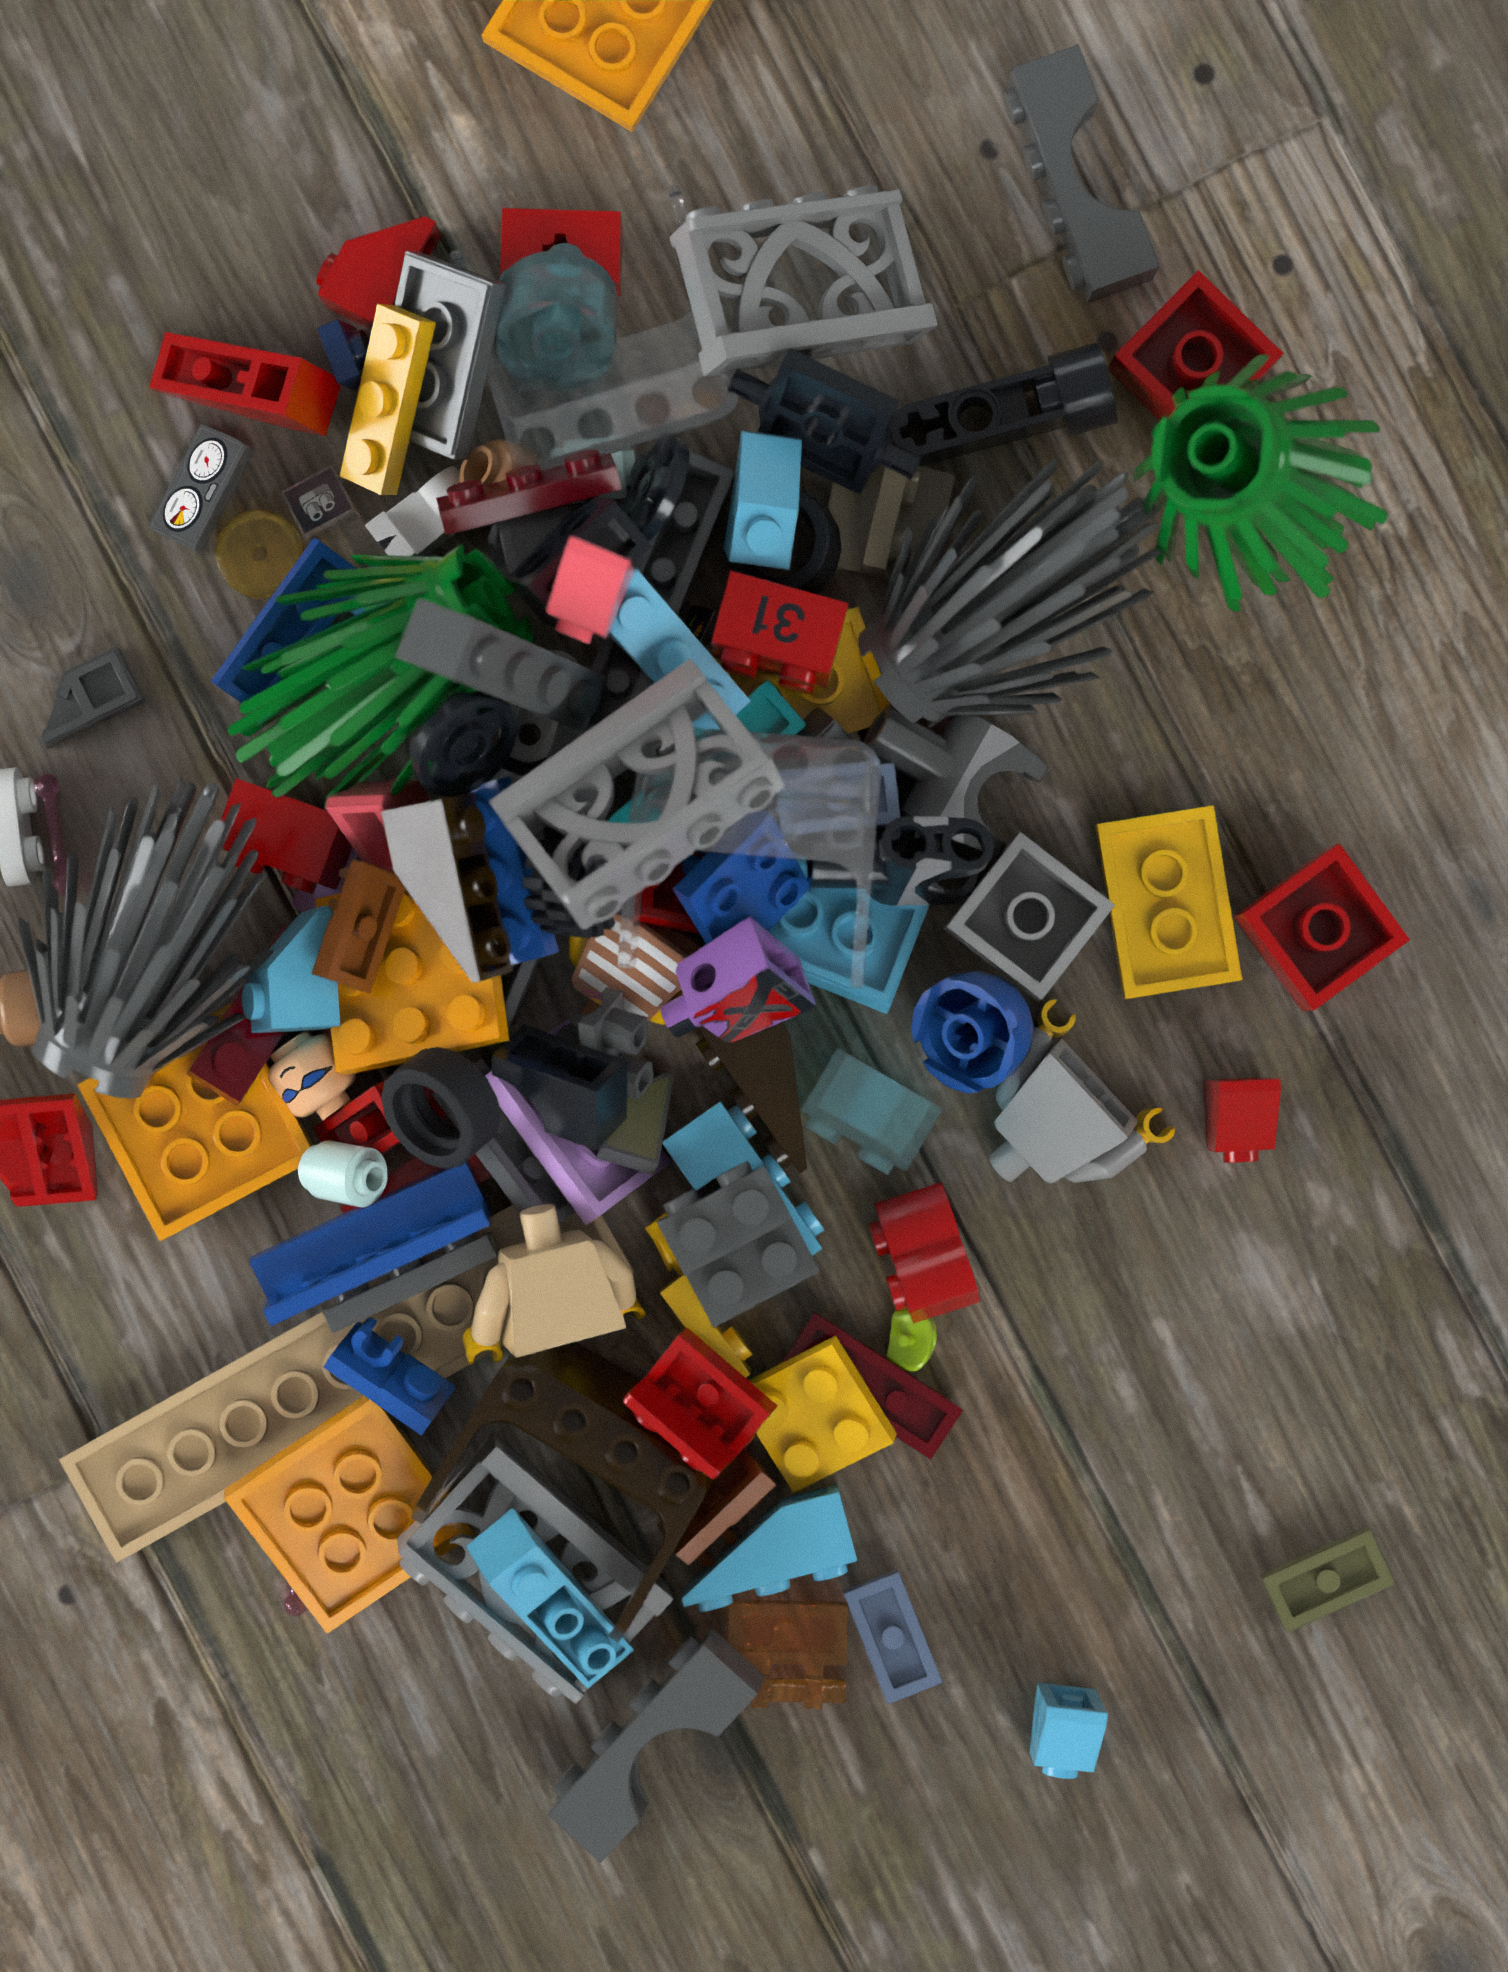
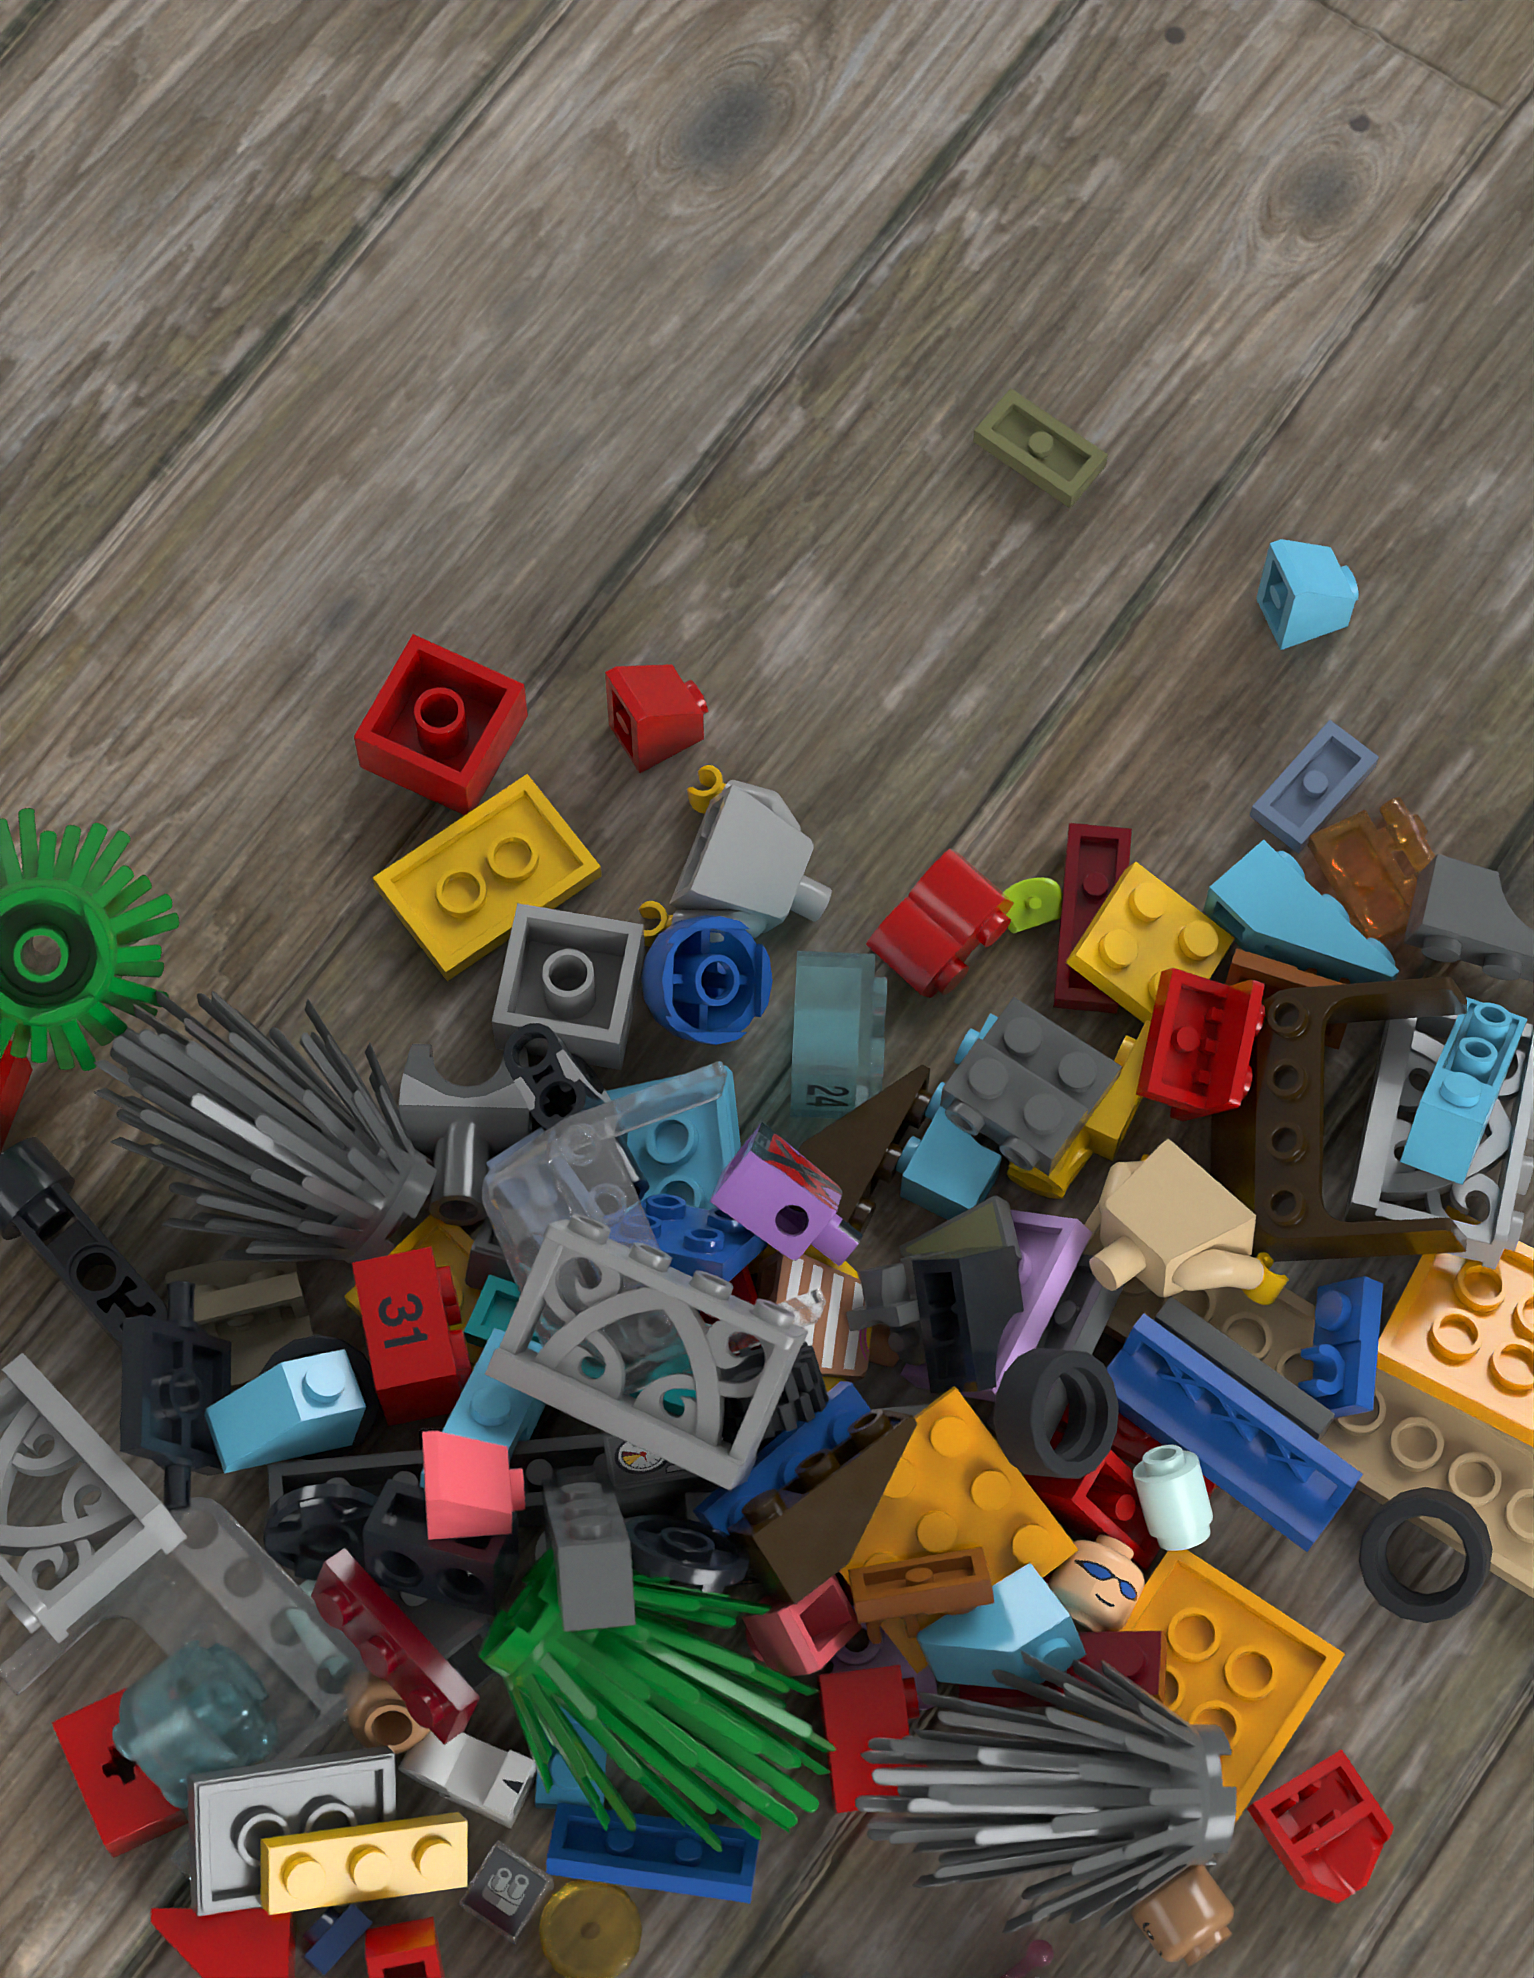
camera: 125 degrees left, 20 degrees down
(171, 1321) = (1401, 1599): none -> black tyre

